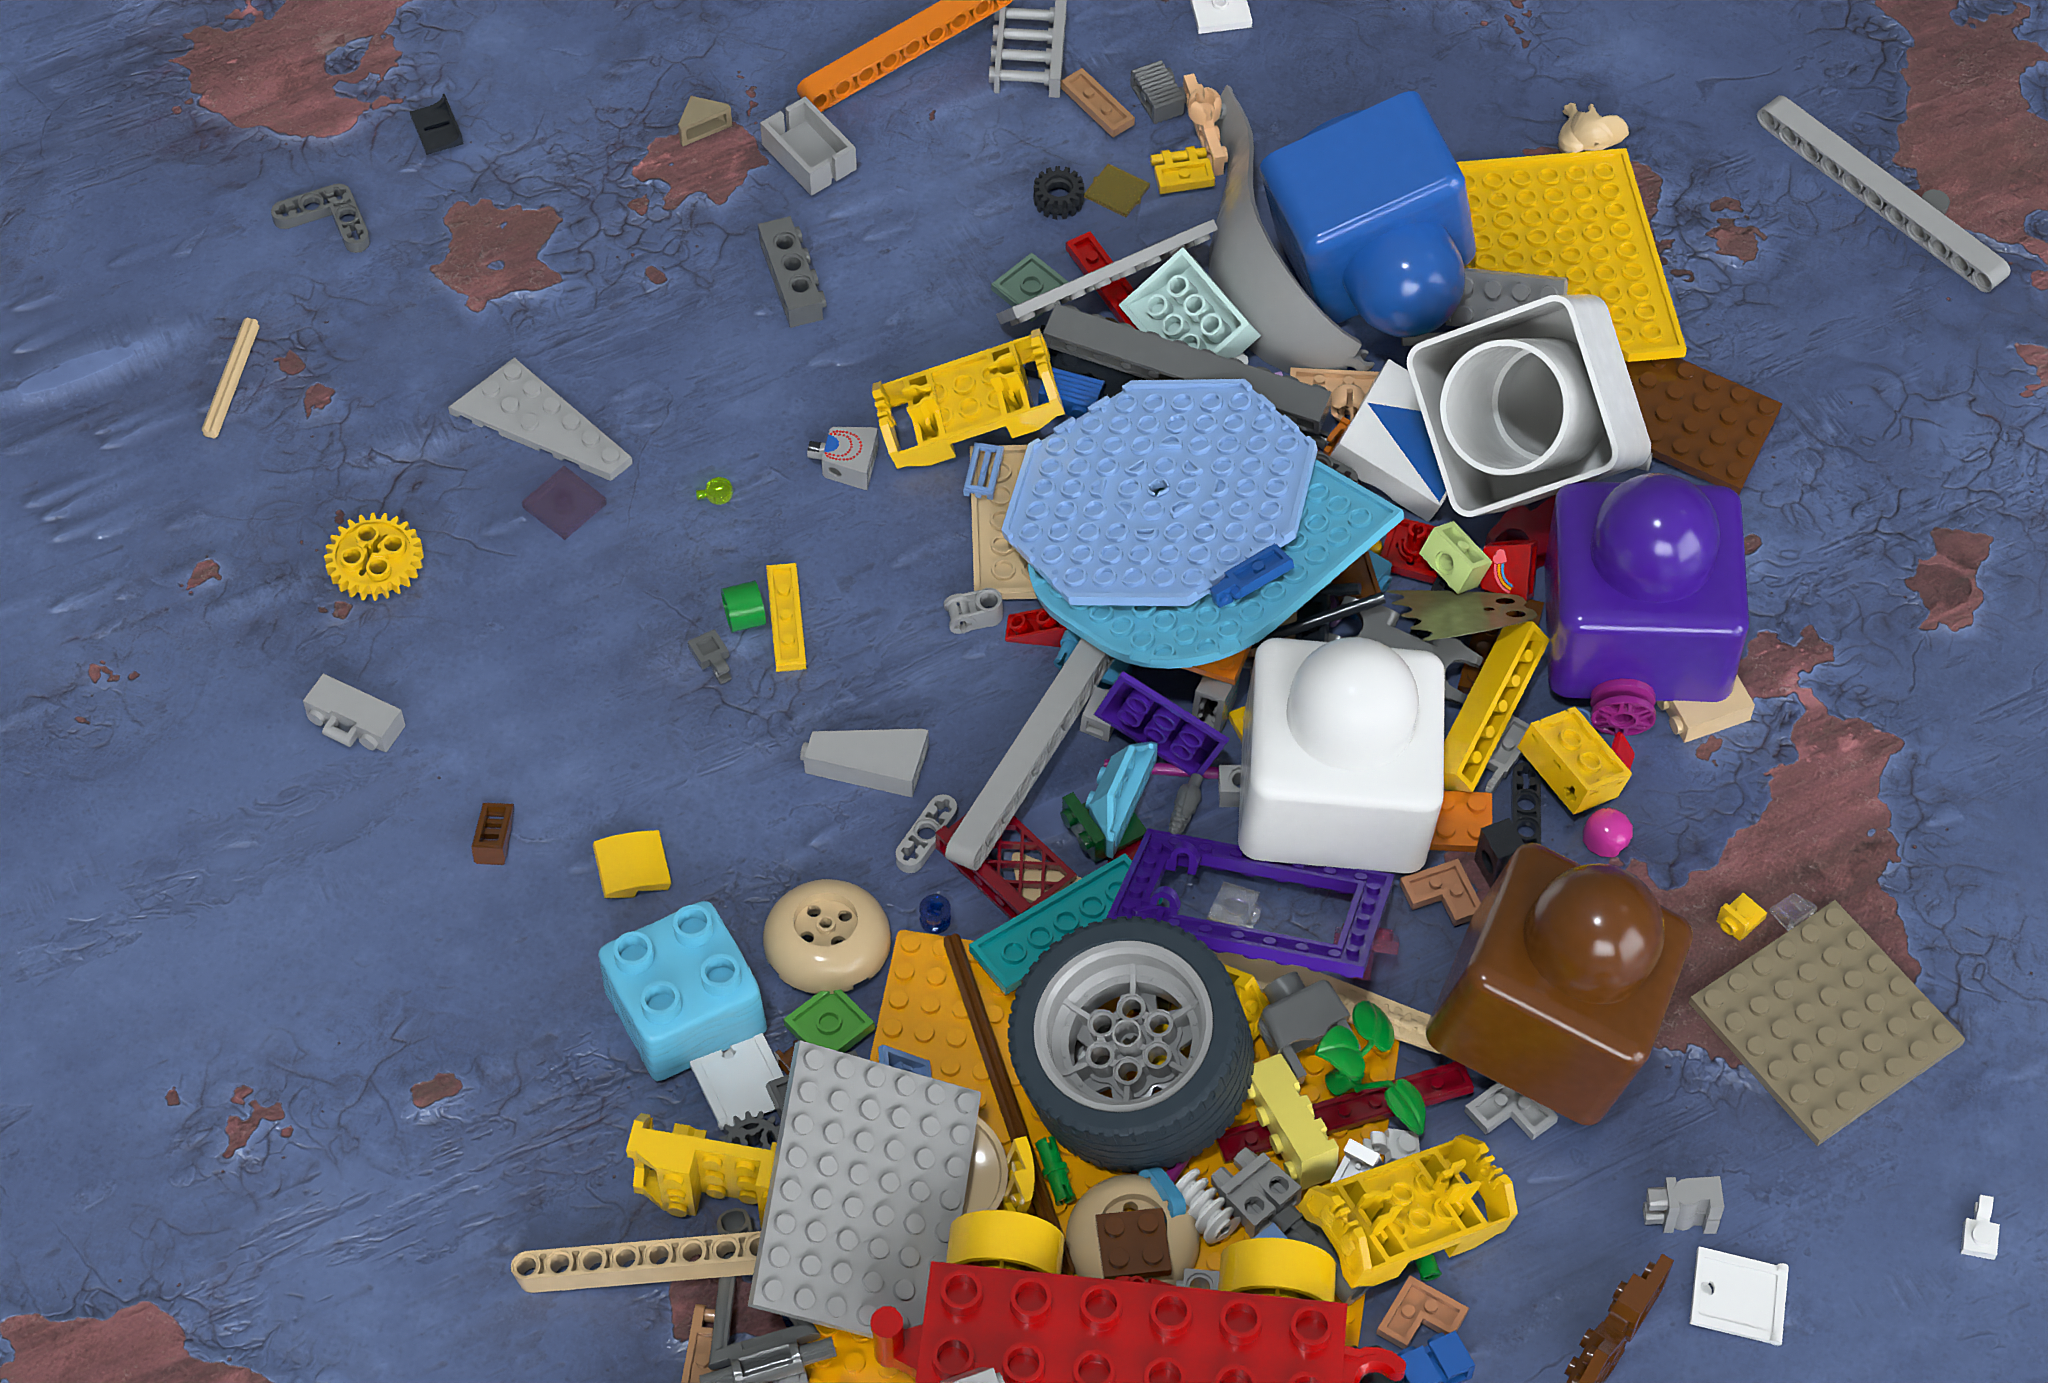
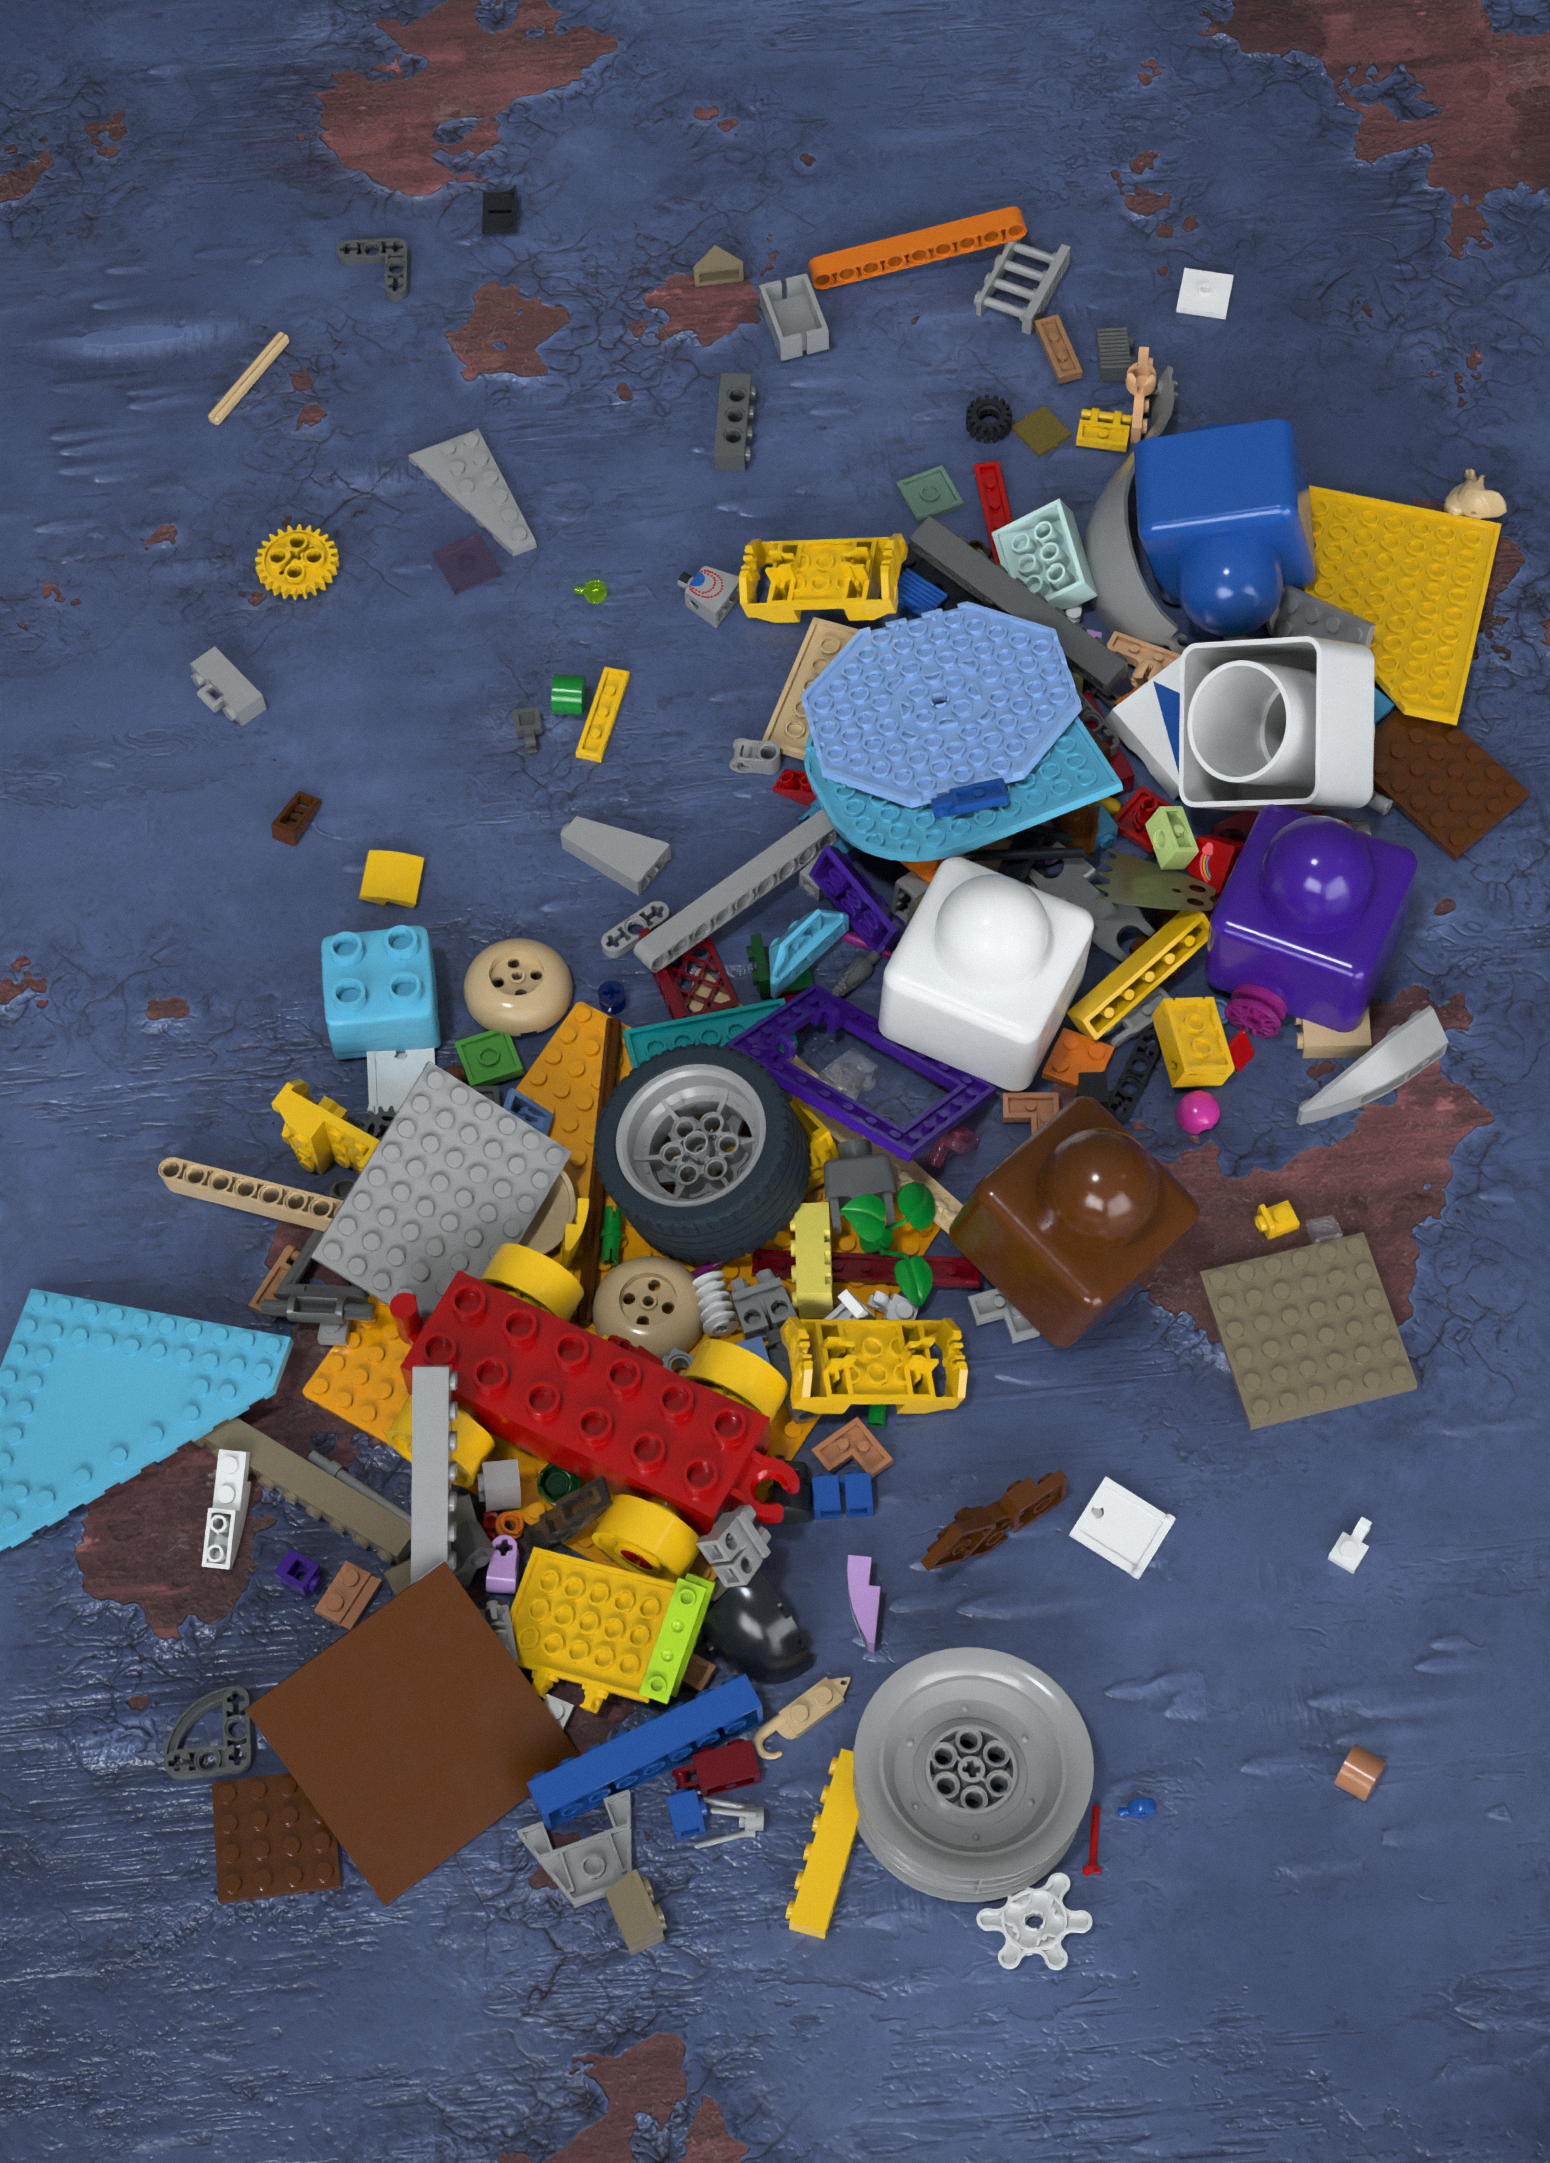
camera: 25 degrees right, 5 degrees up
(980, 490) = (812, 659): medium blue tile -> none
(1100, 277) = (1000, 501): light grey plate -> none
(1133, 1244) = (638, 1313): reddish brown plate -> none
(1166, 1190) = (686, 1281): dark azure beam -> none
(1685, 1204) = (1107, 1438): light grey hips -> none
(1775, 728) = (1382, 1069): none -> light grey wedge

